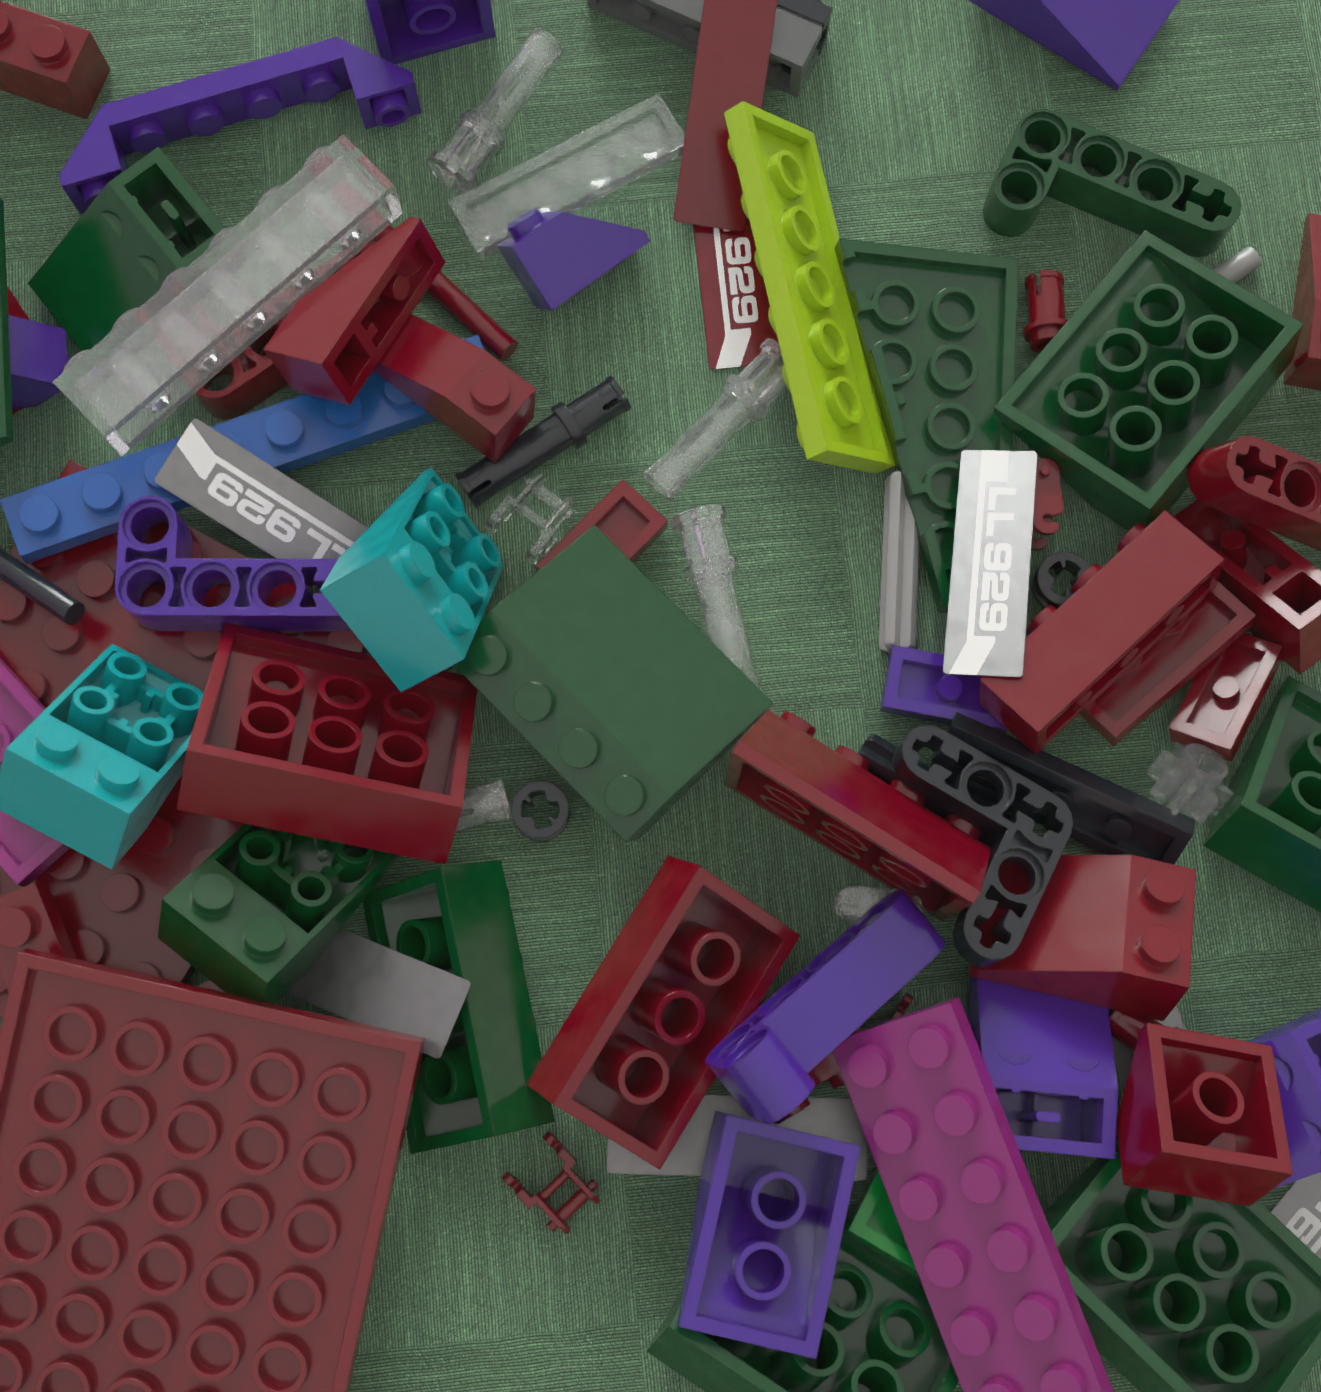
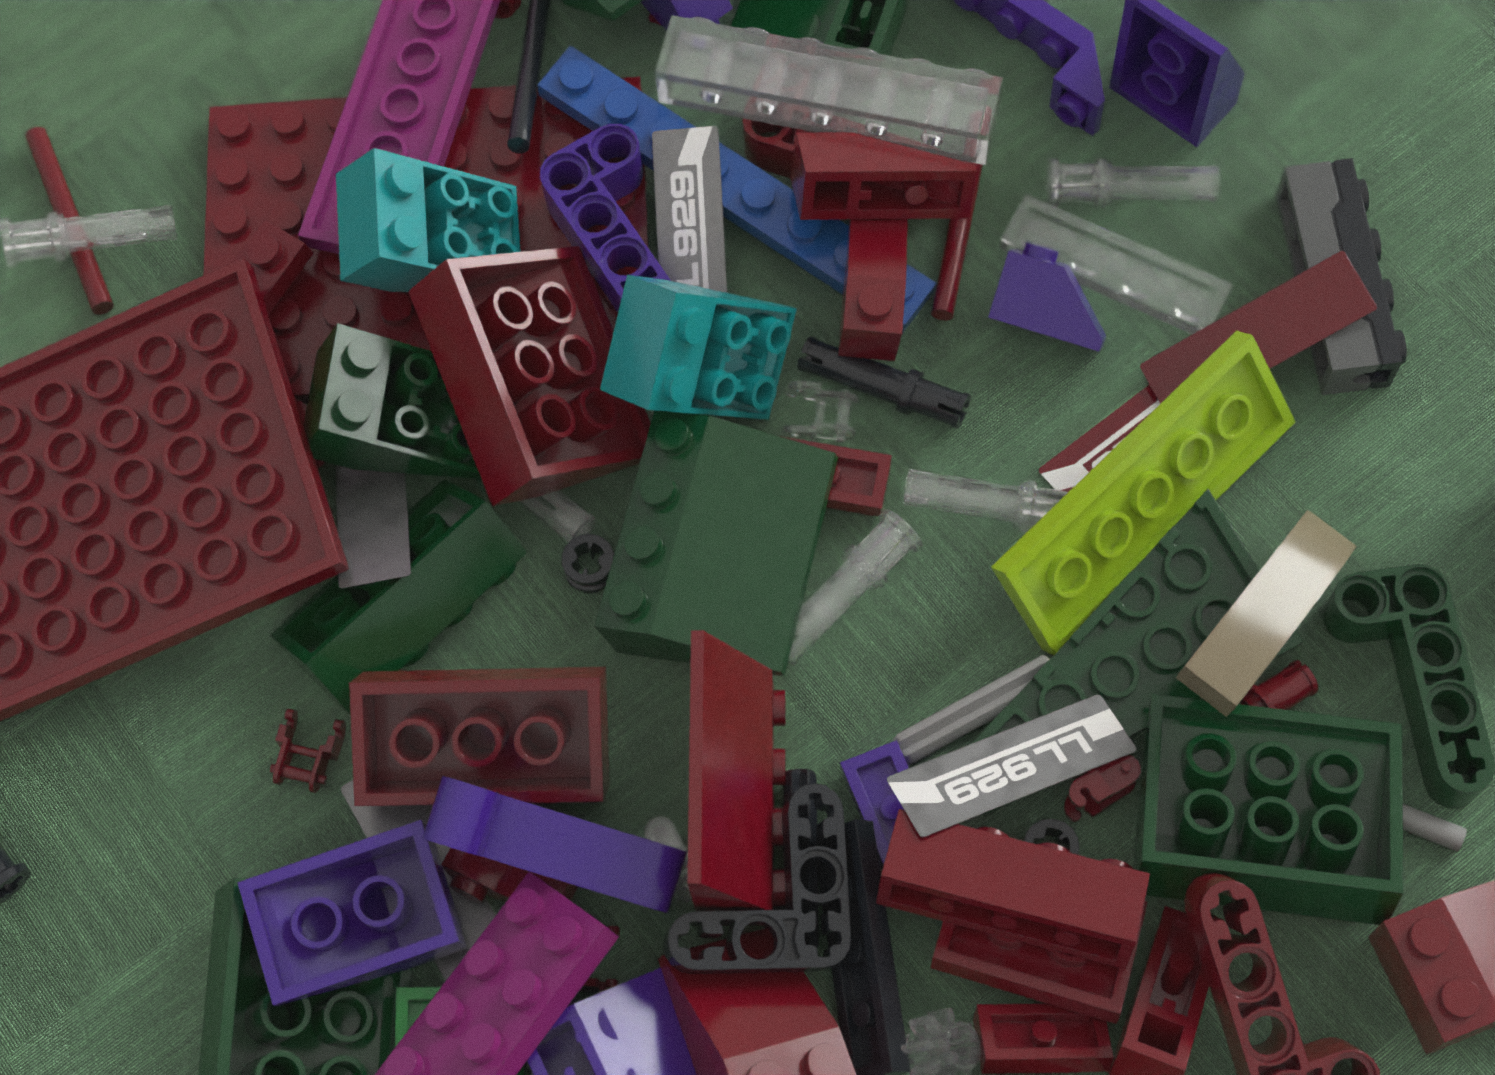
camera: 65 degrees right, 10 degrees down
(998, 266) = (1266, 613): none -> dark tan slope

